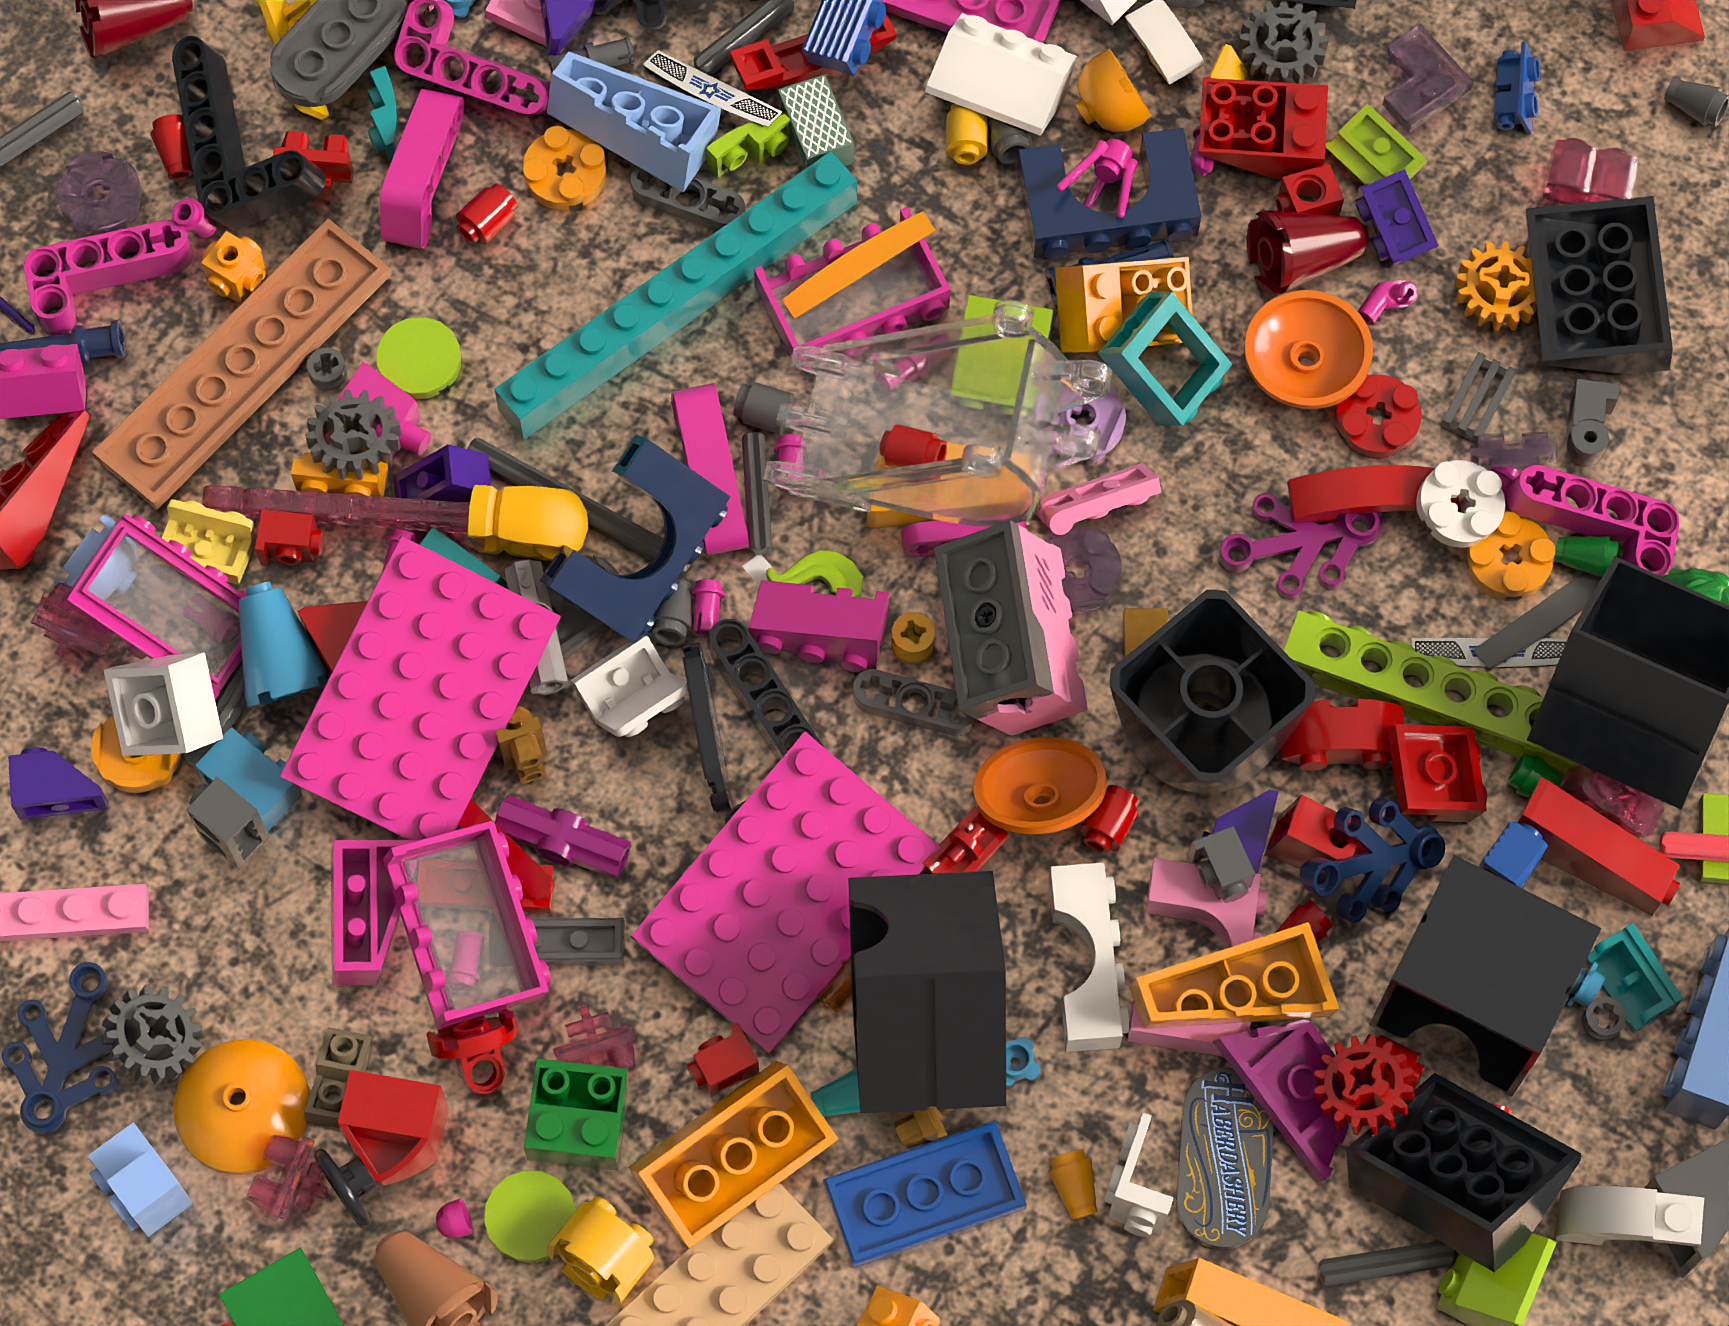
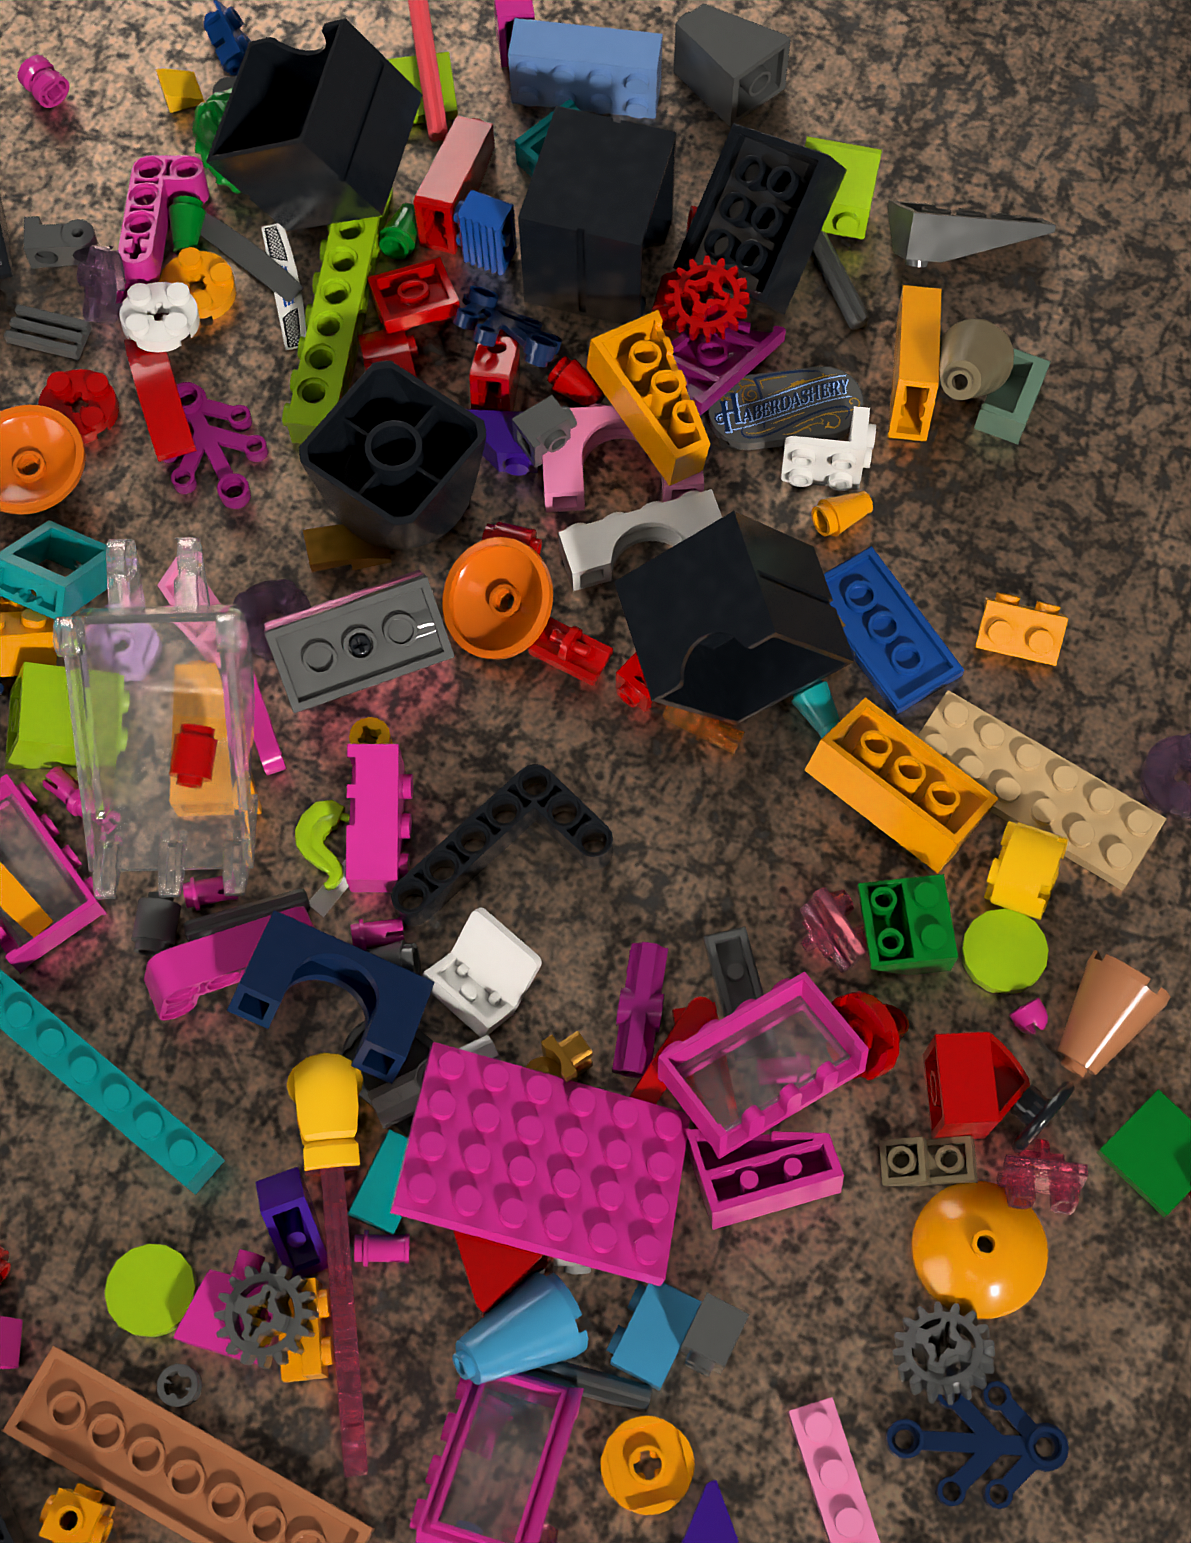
camera: 100 degrees left, 0 degrees up
(142, 1183) = (1092, 1314): light blue brick -> none
(163, 705) = (610, 1433): white slope -> none
(212, 536) = (402, 1454): light yellow bracket -> none
(288, 538) = (384, 1367): red brick -> none
(599, 517) = (282, 1106): dark grey axle -> none
(707, 727) = (507, 892): black tile -> none
(723, 1062) = (818, 813): red brick -> none
(768, 898) = (649, 791): dark pink plate -> none
(905, 686) = (424, 702): dark grey beam -> none
(1614, 800) = (414, 165): clear pink brick -> none
(1628, 1213) = (769, 85): white arch -> none

